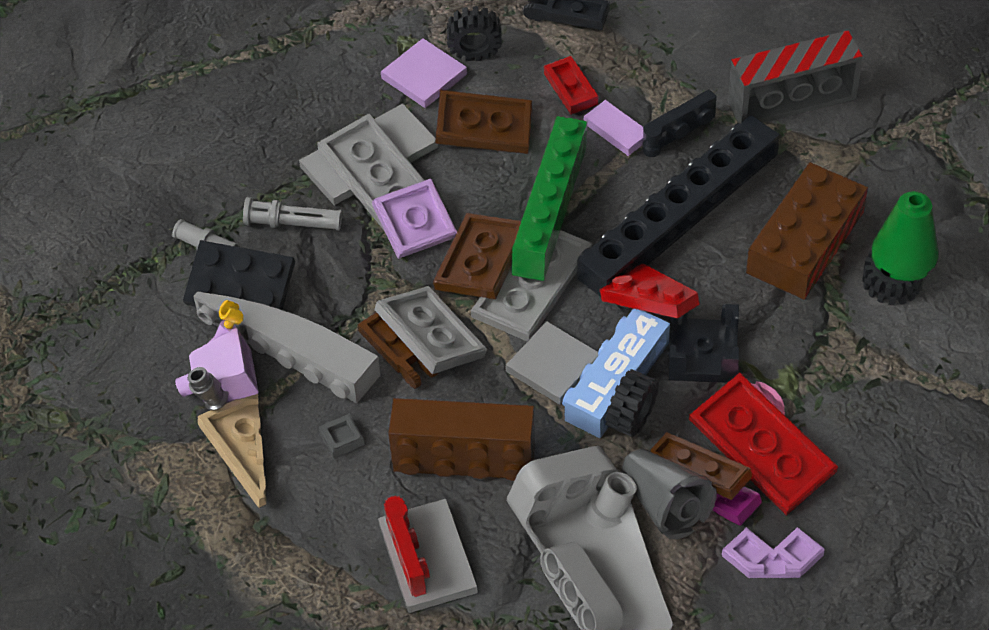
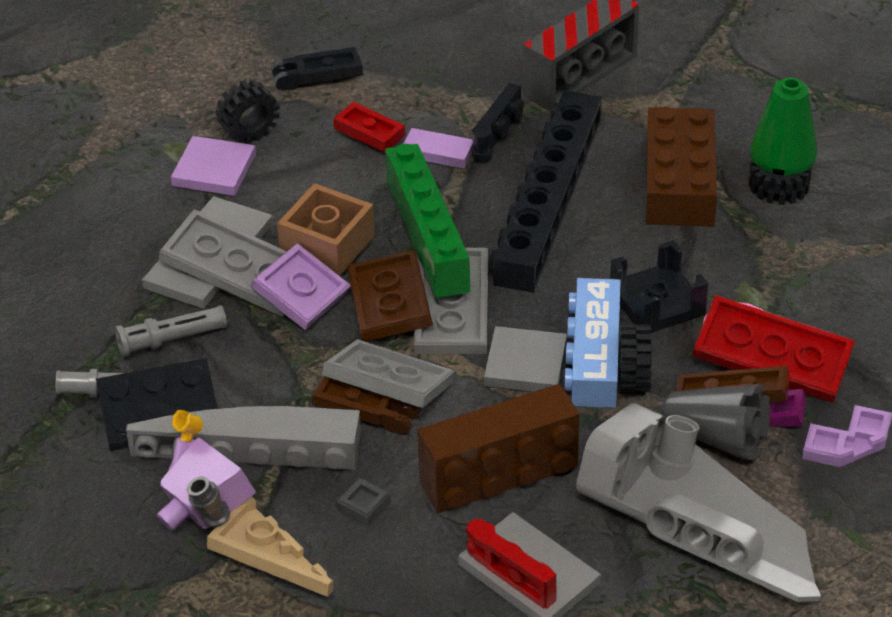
camera: 30 degrees left, 10 degrees down
(466, 173) = (328, 226): none -> medium nougat brick
(484, 121) = (286, 182): reddish brown tile -> none
(651, 292) = (583, 260): red wing -> none

